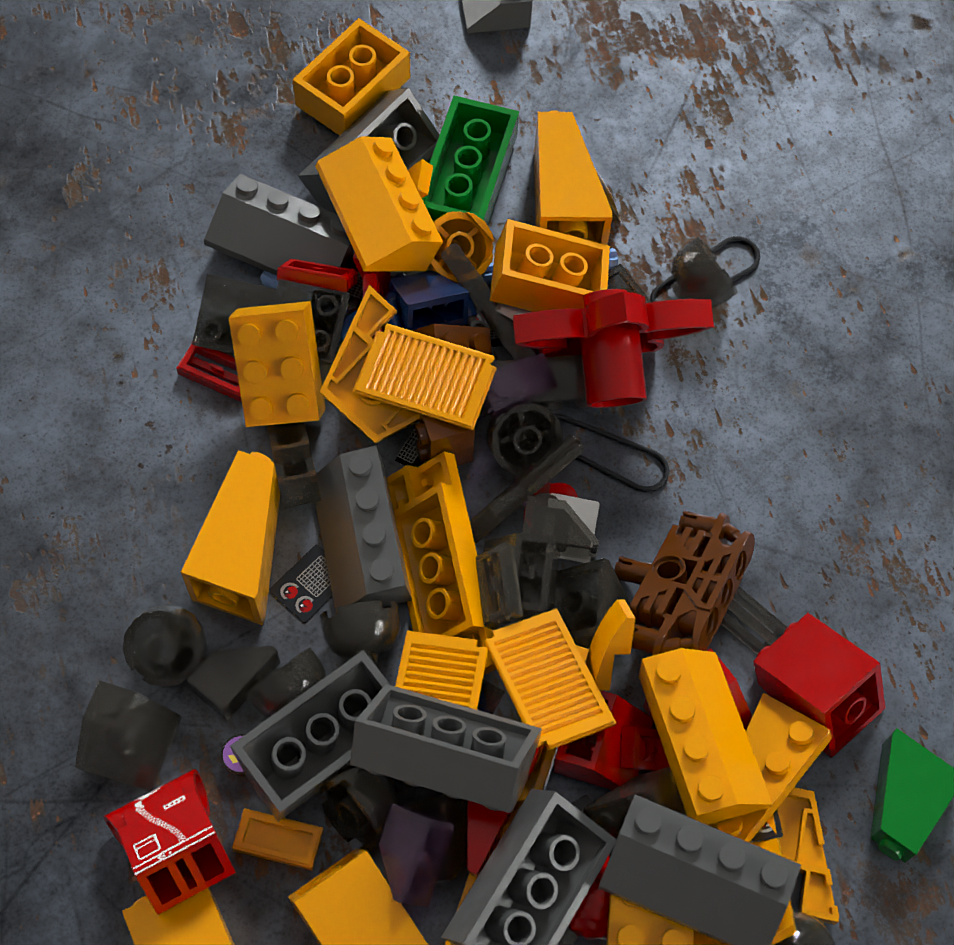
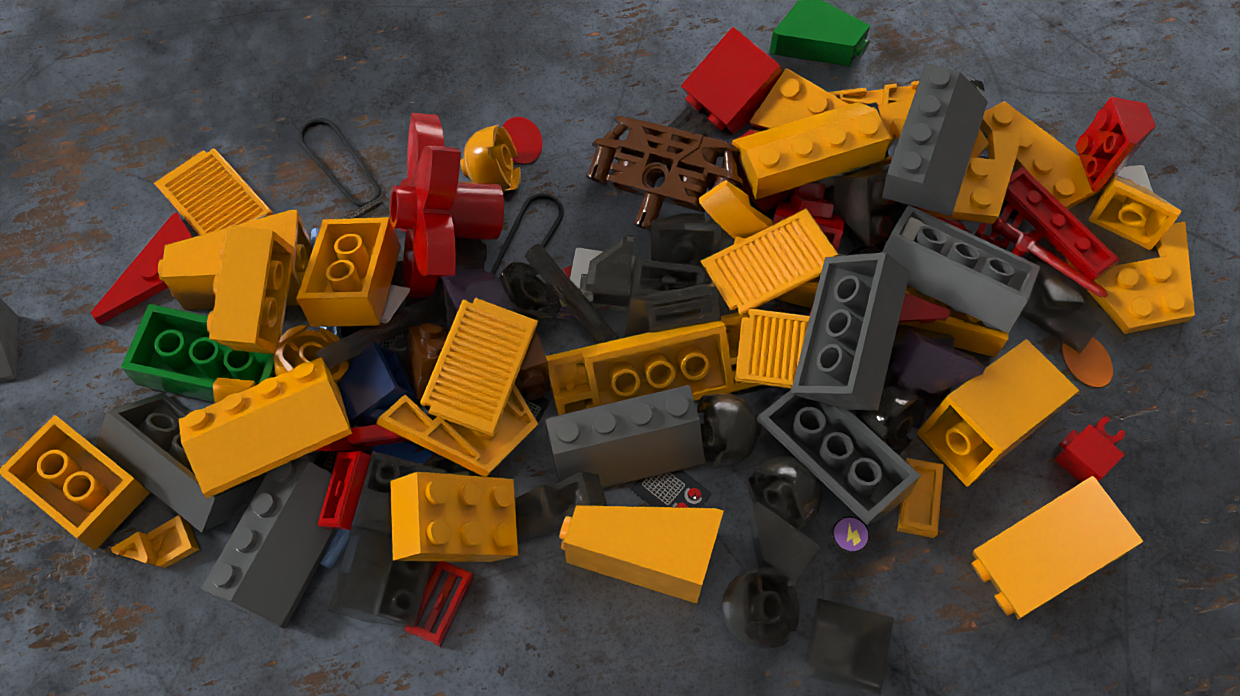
camera: 90 degrees left, 0 degrees up
(171, 841) = (949, 579): red piece -> none
(293, 149) = (162, 545): none -> light orange slope
(506, 175) = (251, 290): none -> light orange brick
(599, 133) = (141, 277): none -> red wing
(657, 168) = (211, 193): none -> light orange window
(698, 413) = (489, 158): none -> light orange cylinder
(700, 276) = (351, 154): clear smoke cylinder -> none
(740, 450) = (526, 139): none -> red sticker

